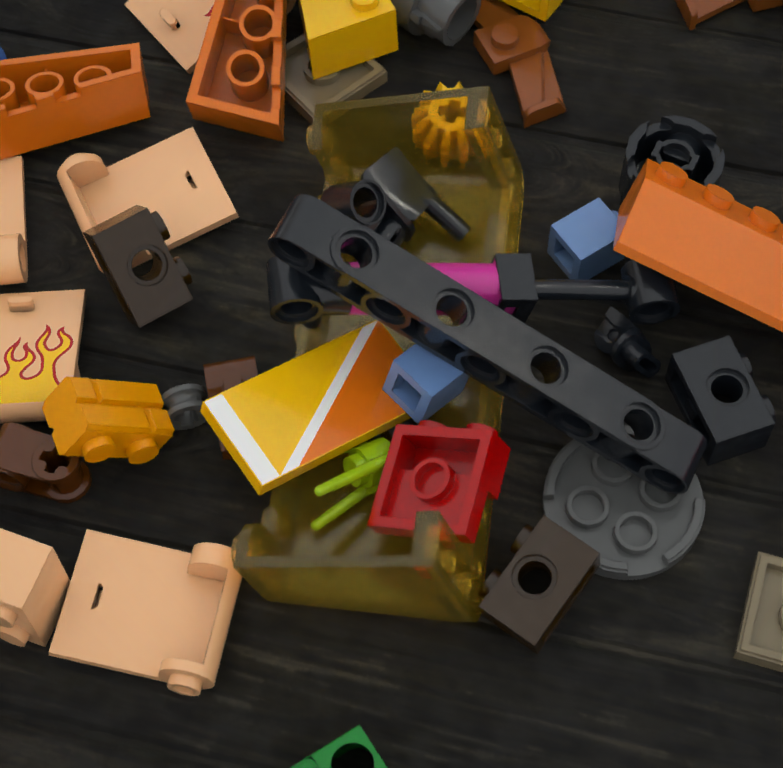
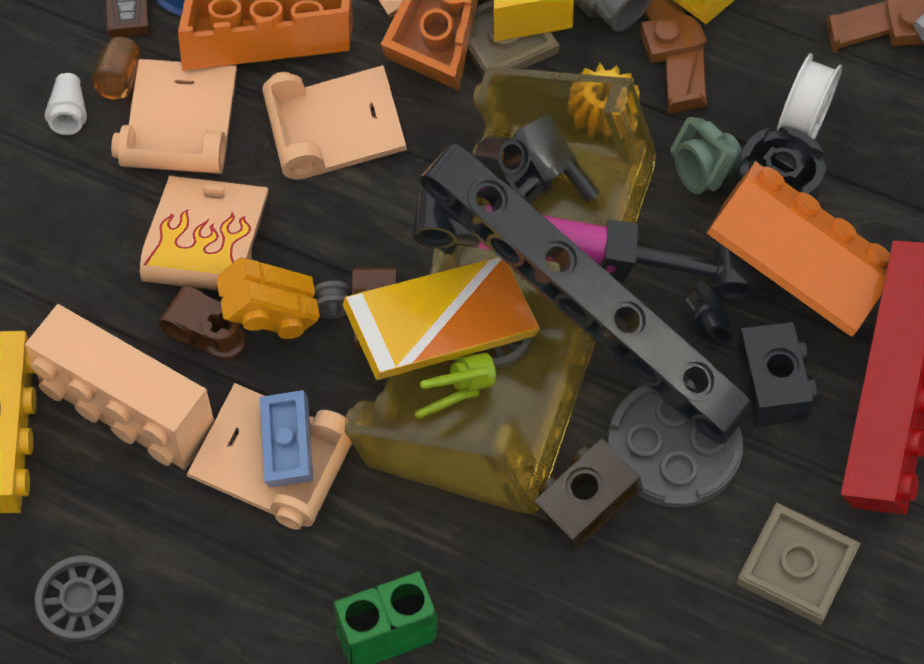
camera: 10 degrees right, 0 degrees up
(117, 243) = (299, 157): dark brown brick -> none
(162, 587) = (286, 439): none -> medium blue plate
(423, 382) = (527, 314): medium blue brick -> none
(439, 471) = (525, 386): red plate -> none
(580, 171) = (704, 161): none -> sand green piece
(585, 241) = (689, 219): medium blue brick -> none
(686, 77) = (810, 97): none -> white wheel

